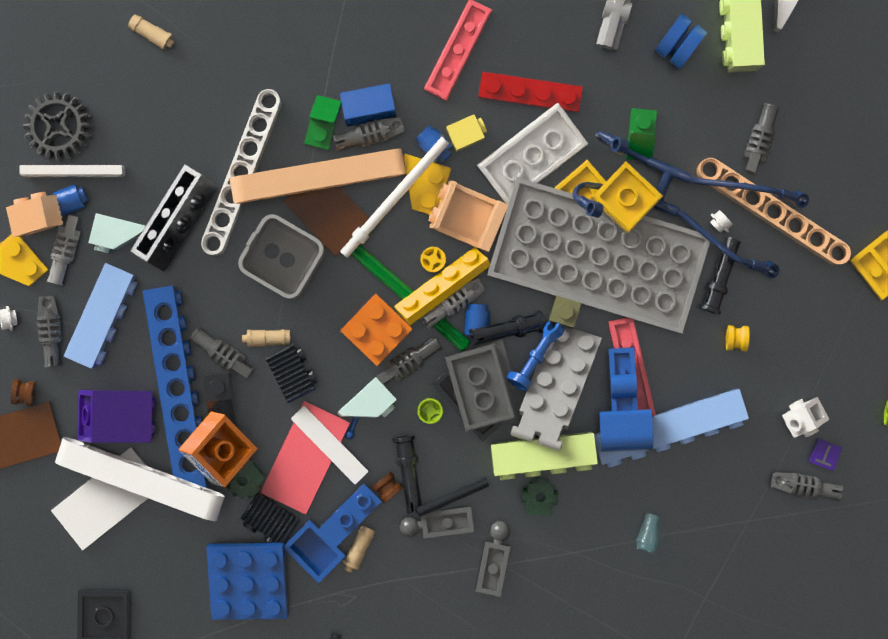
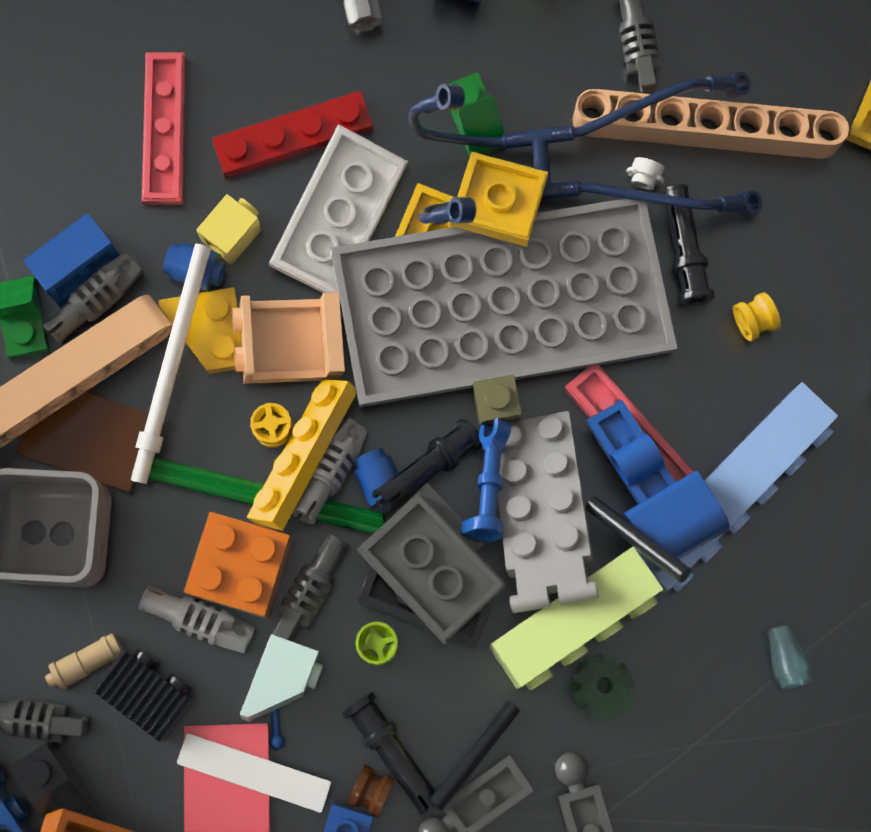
camera: 30 degrees left, 10 degrees down
(348, 357) = (196, 618): none -> light grey hinge
(598, 430) = (638, 539): none -> black bar

